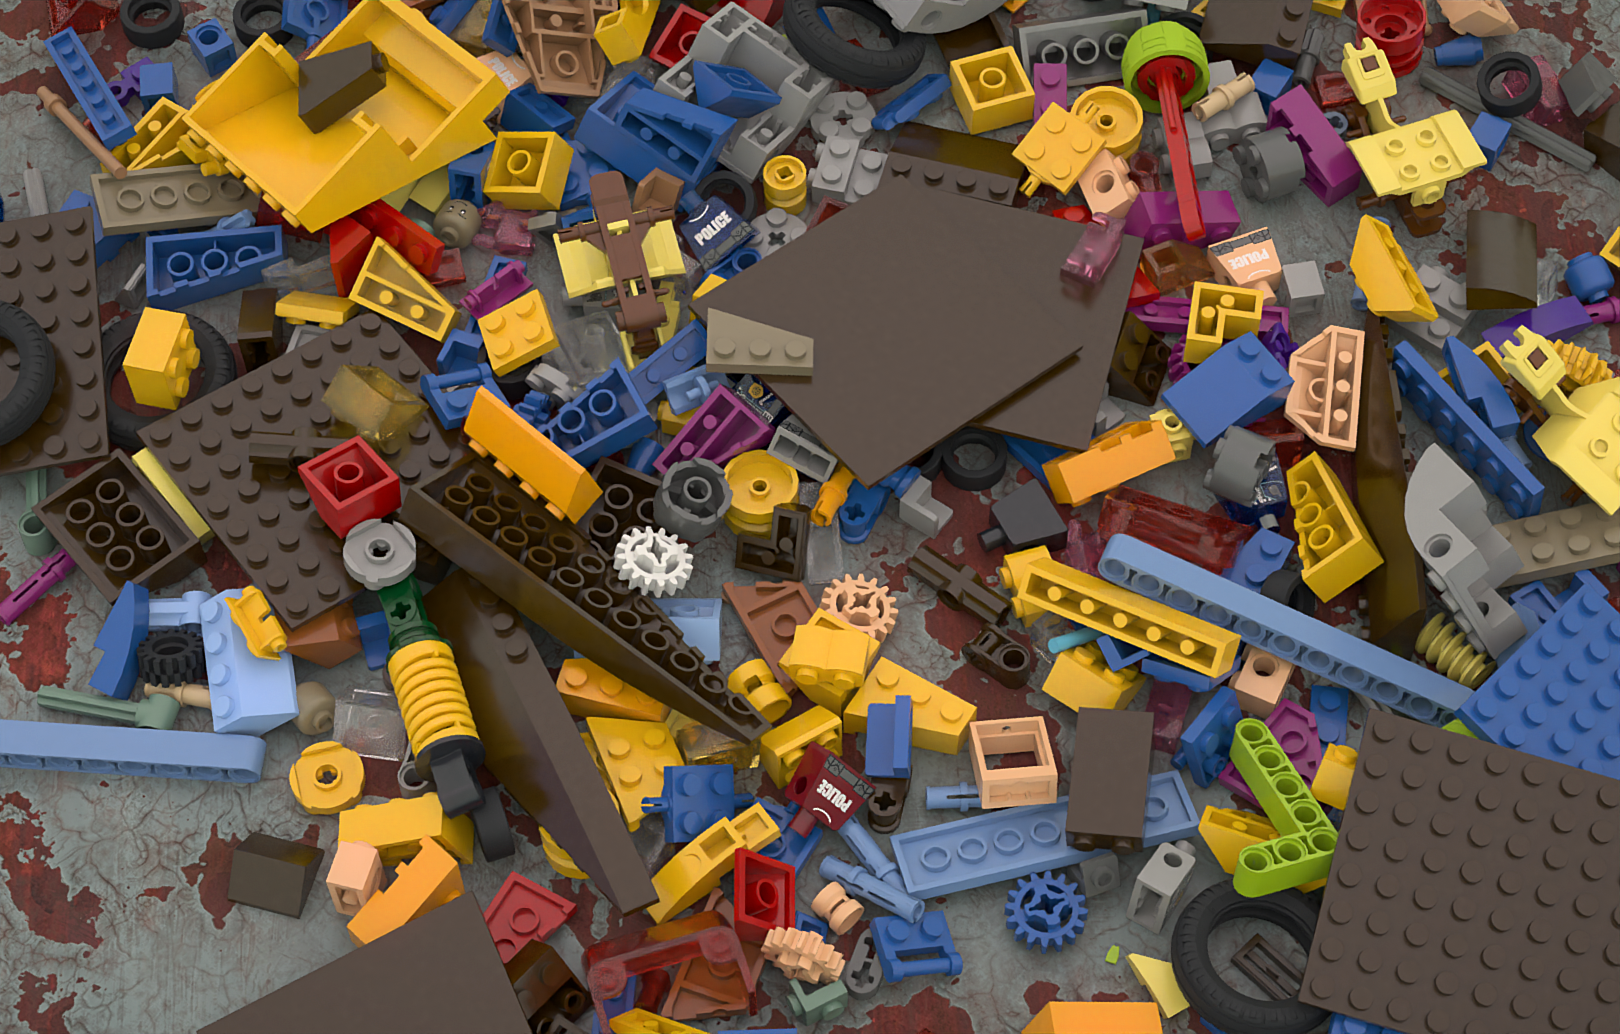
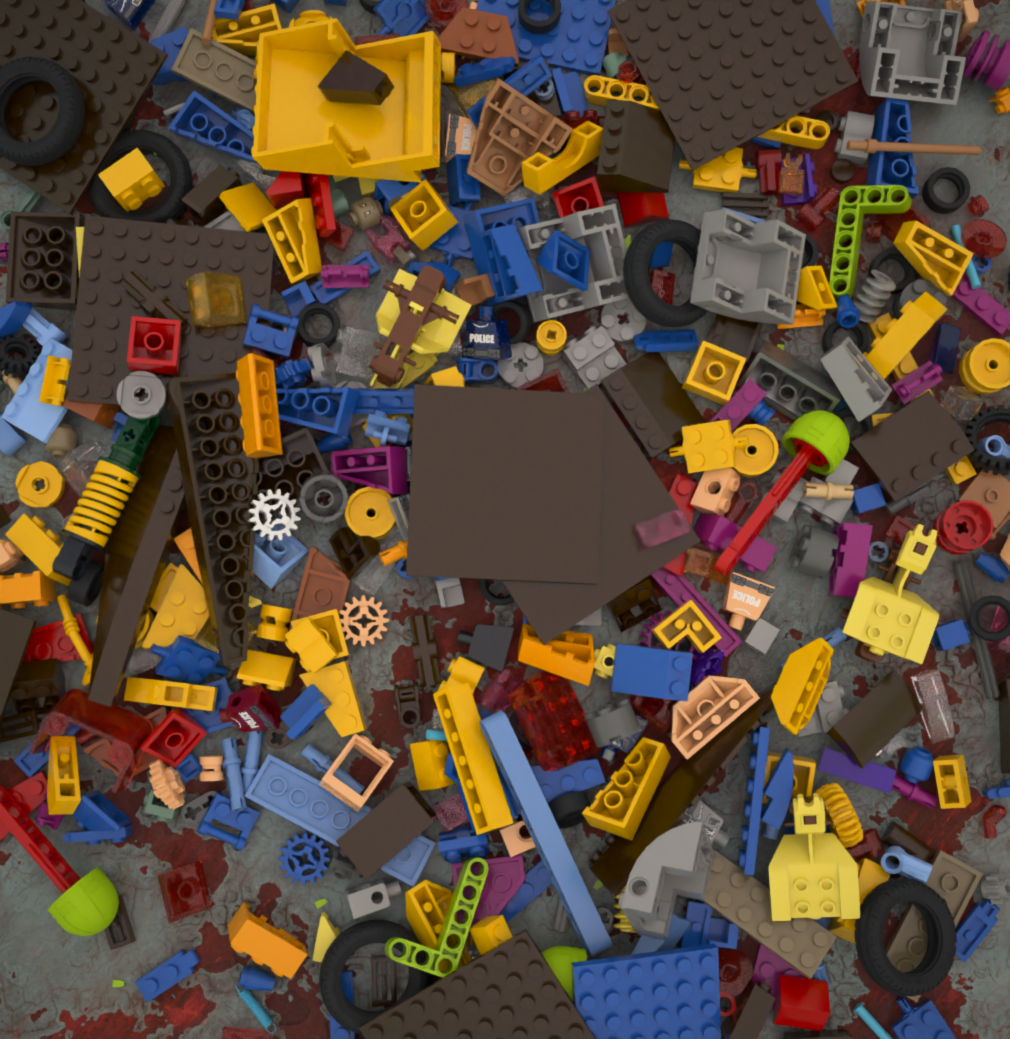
camera: 40 degrees right, 25 degrees up
(518, 333) = (329, 315): yellow plate -> none
(581, 899) = (72, 630): none -> yellow dish
(755, 348) = (421, 442): dark tan wing -> none
(1076, 89) = (761, 413): none -> blue wheel
(1554, 217) = (935, 705): none -> clear slope

